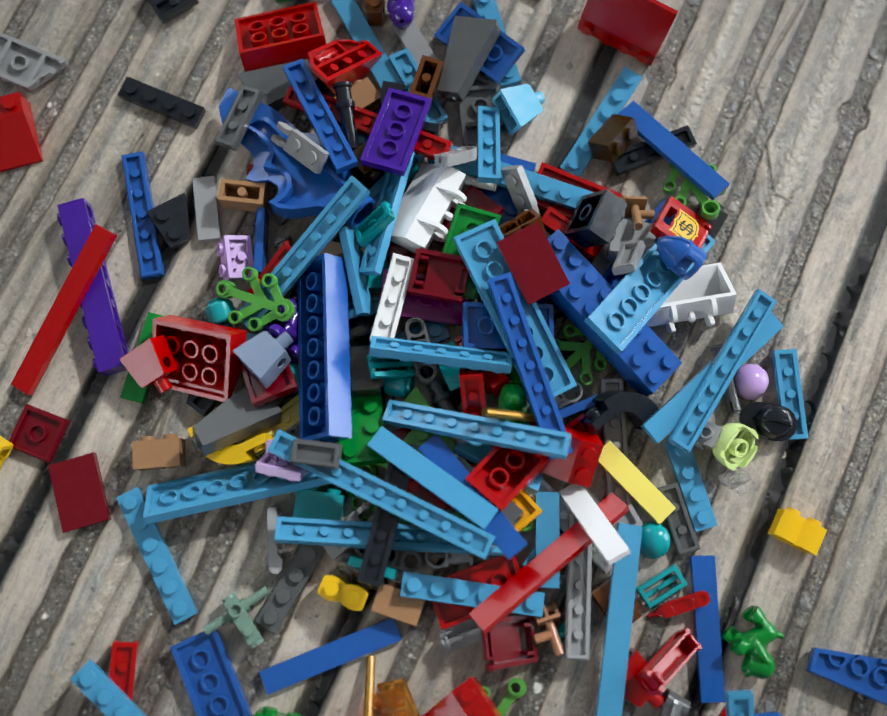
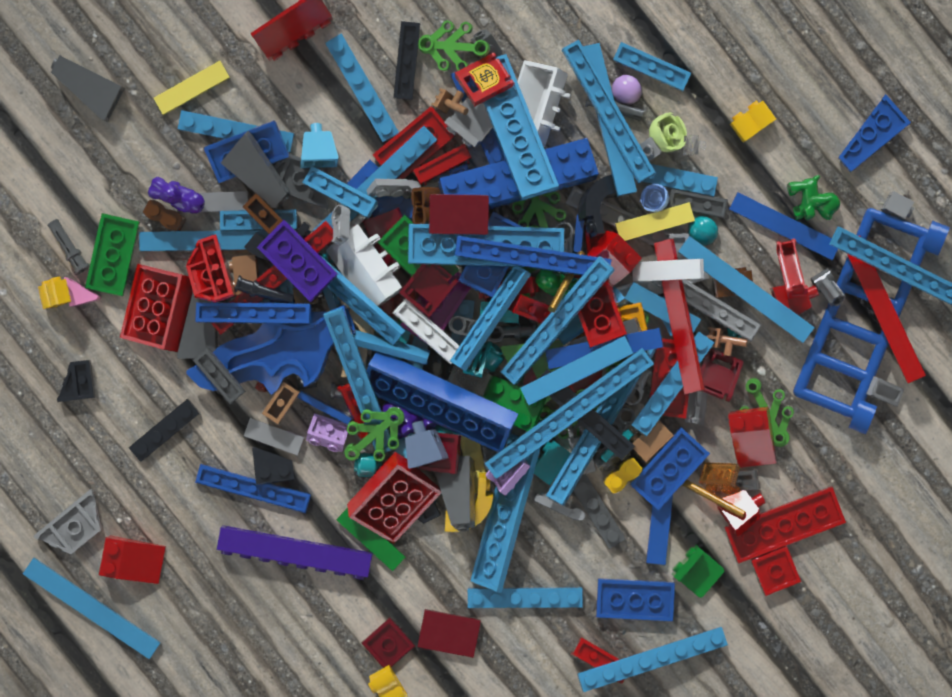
camera: 60 degrees left, 10 degrees up
(63, 309) = (304, 580): red tile -> none
(151, 363) = (382, 534): torso -> none
(158, 453) = (451, 561): medium nougat brick -> none
(236, 611) = (596, 557): sand green piece -> none
(301, 147) = (274, 341): light grey hinge -> none
(316, 453) = (517, 445): dark grey tile -> none
(374, 224) = (363, 316): teal tile -> none
(376, 642) = (669, 468): none -> blue plate
(596, 219) = (446, 145): black brick -> none
(613, 138) = (382, 88): dark brown brick -> none
(628, 257) = (487, 135): light grey tile -> none
(644, 596) = (738, 240): teal tile -> none
(658, 468) = (654, 198): none -> light blue hair
(676, 152) = (416, 47): blue tile -> none
(679, 254) = (507, 97): blue helmet -> none
(681, 605) = (759, 236): red piece -> none
(769, 420) = (663, 94): black piece -> none

